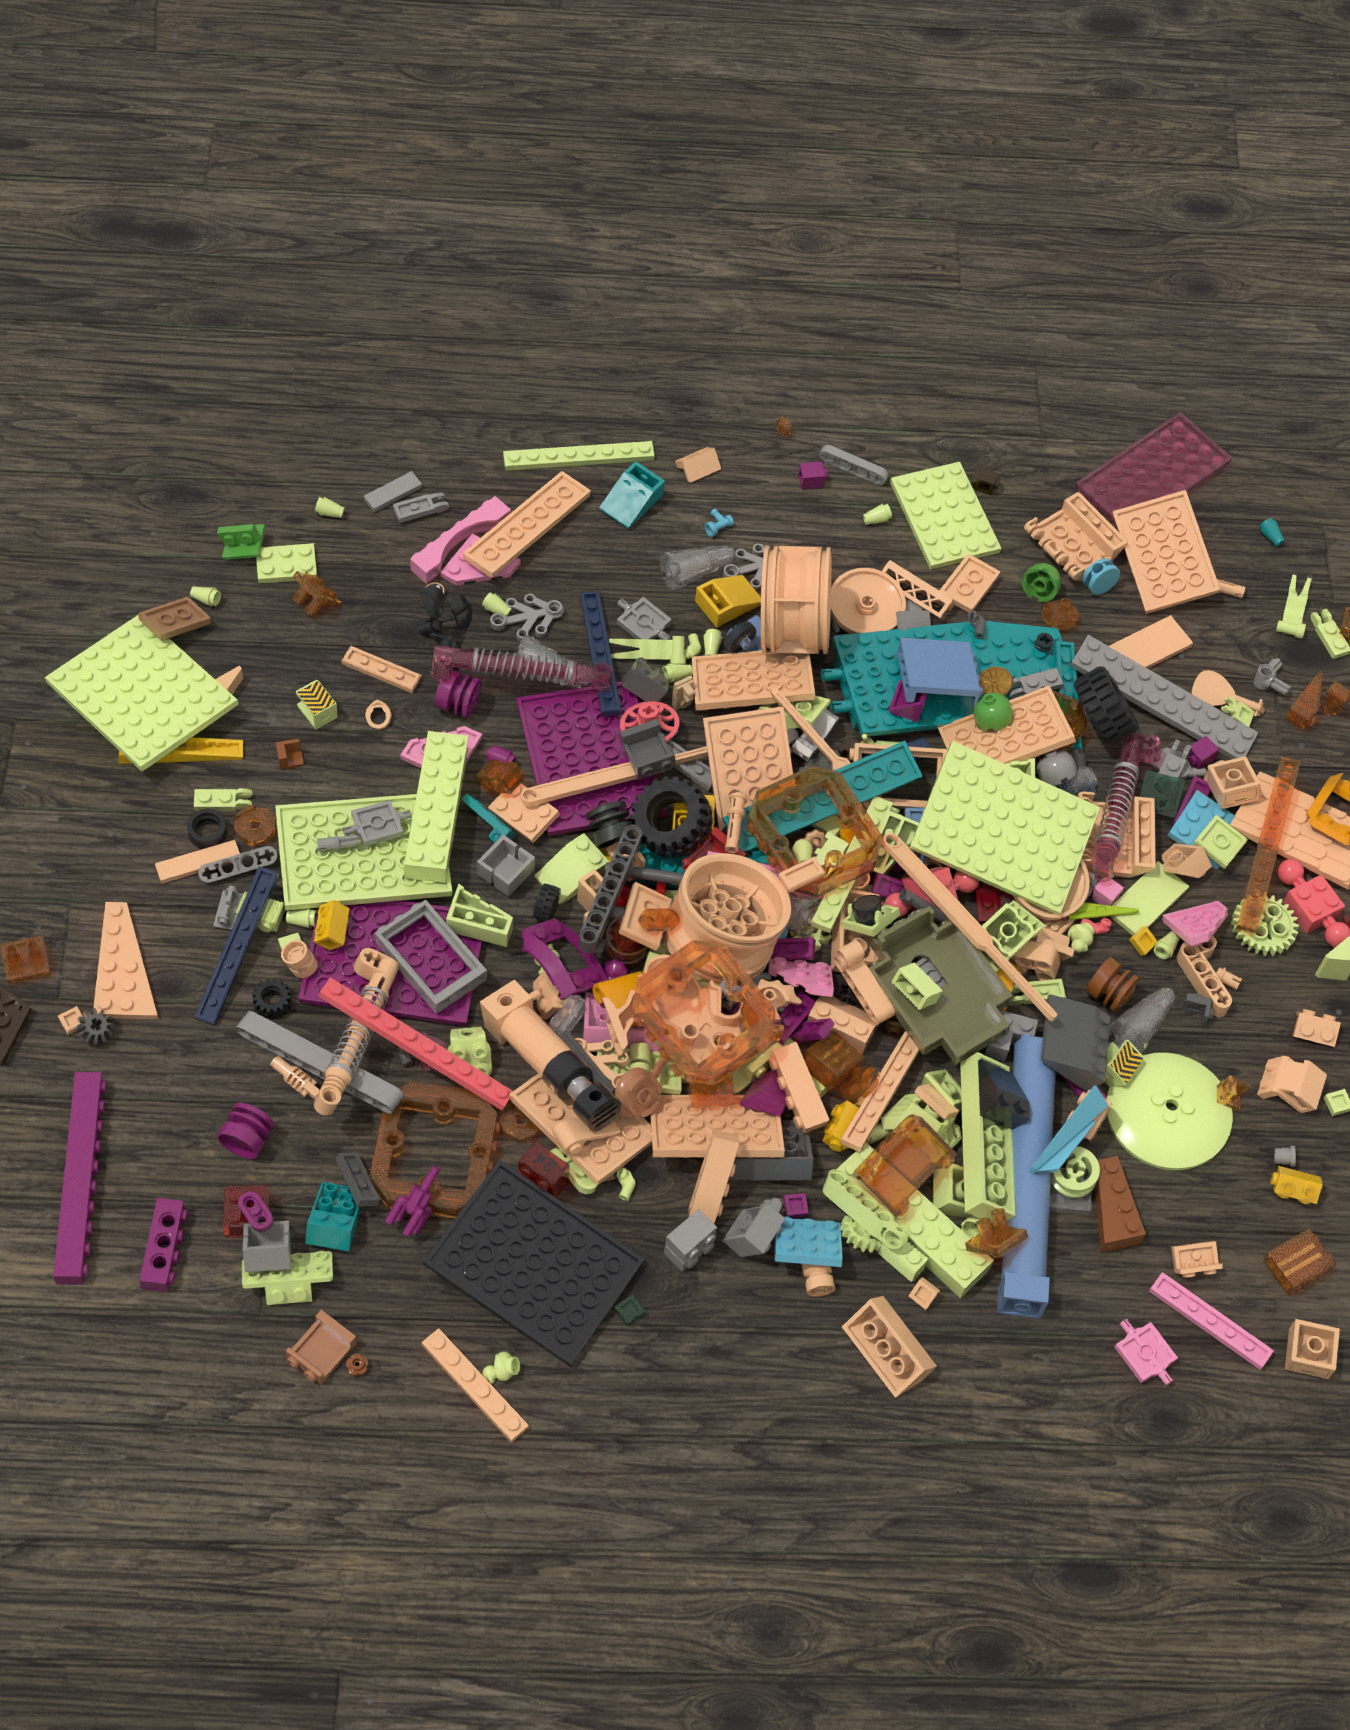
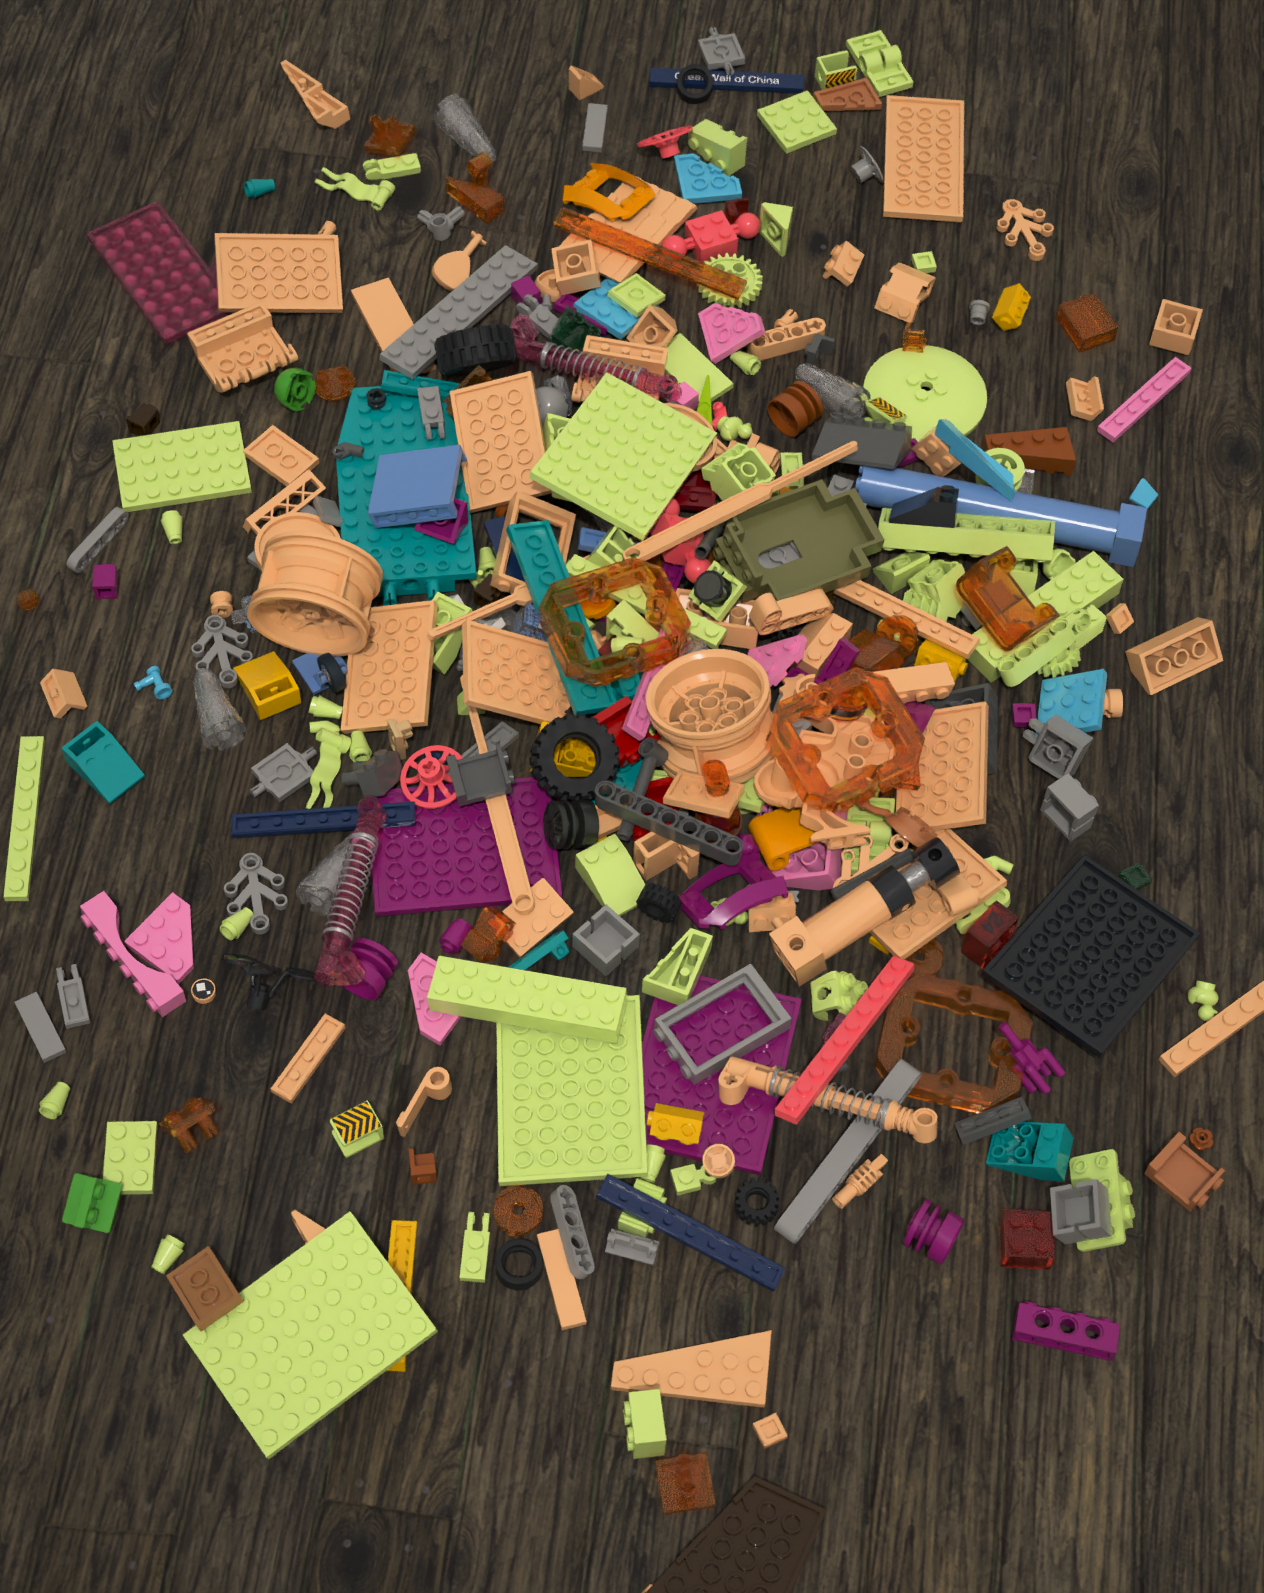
camera: 80 degrees left, 0 degrees up
(69, 922) = (646, 1422): none -> yellowish green brick
(79, 1179) = (980, 1421): magenta brick -> none
(86, 1022) = (786, 1399): dark grey gear -> none
(255, 1213) = (1045, 1217): magenta plate -> none
(336, 842) = (565, 1111): light grey axle -> none
(358, 749) = (435, 1085): none -> light nougat door
(377, 823) = (541, 1066): light grey plate -> none
(378, 704) = (368, 1072): light nougat piece -> none
(526, 524) = (127, 877): light nougat plate -> none
(568, 1015) = (810, 889): clear bracket -> none
(714, 1174) = (1008, 770): light nougat brick -> none
(735, 815) = (619, 702): light nougat pin -> none
(801, 874) = (676, 635): light nougat tile -> none
(917, 986) = (804, 560): yellowish green brick -> none
(936, 1101) = (925, 569): light nougat tile -> none
(993, 712) = (477, 446): bright green cylinder -> none
(995, 680) = (425, 439): pearl gold wheel -> none
(996, 1238) = (1082, 537): clear orange plate -> none
(1086, 1321) = (1143, 494): none -> medium azure slope
(1101, 576) = (297, 335): medium azure head -> none
(1143, 940) = (740, 380): yellow tile -> none
(1146, 1352) = (1176, 453): bright pink plate -> none
(1238, 711) = (481, 254): yellowish green plate -> none

